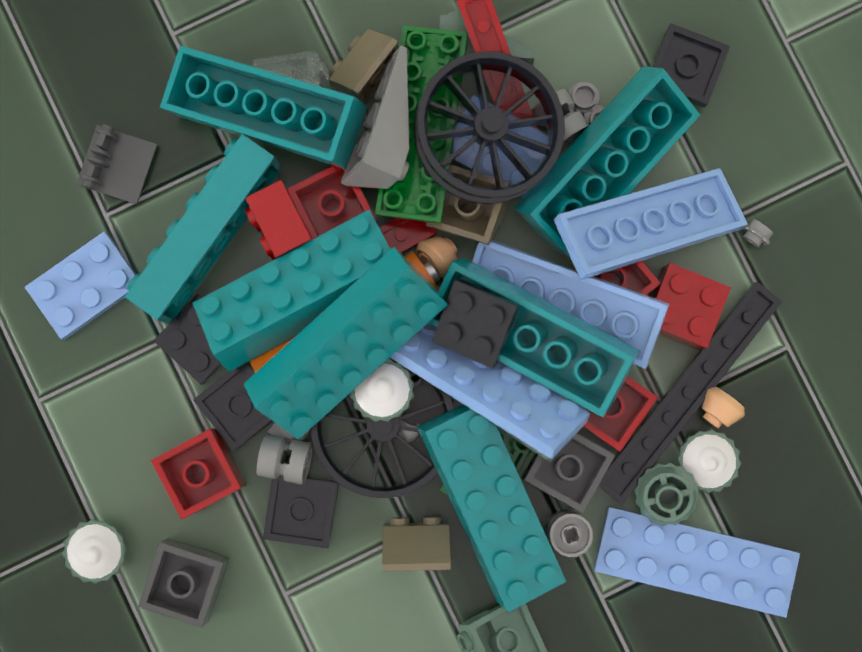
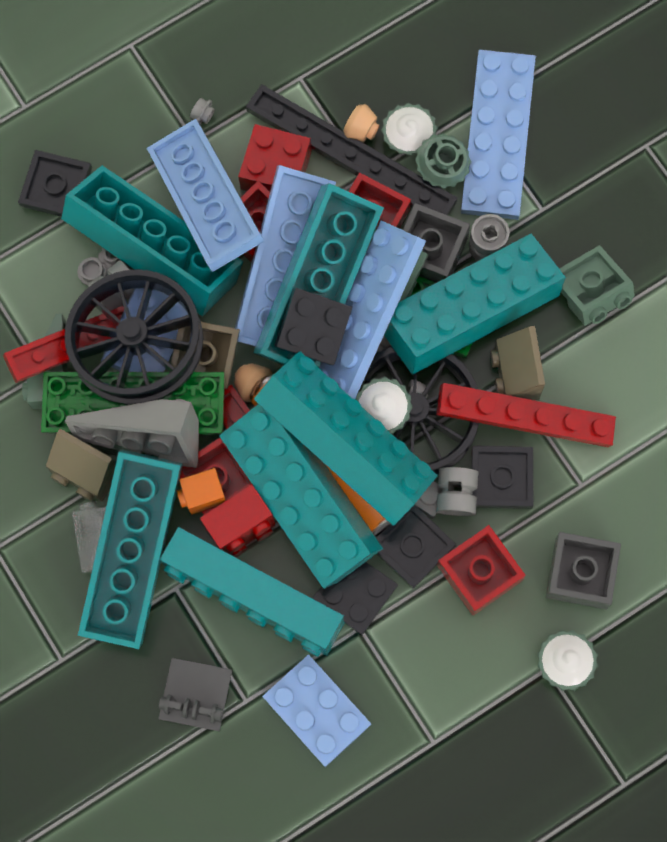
camera: 90 degrees left, 10 degrees down
(309, 185) = (201, 491): none -> orange brick
(360, 545) = (526, 415): none -> red plate

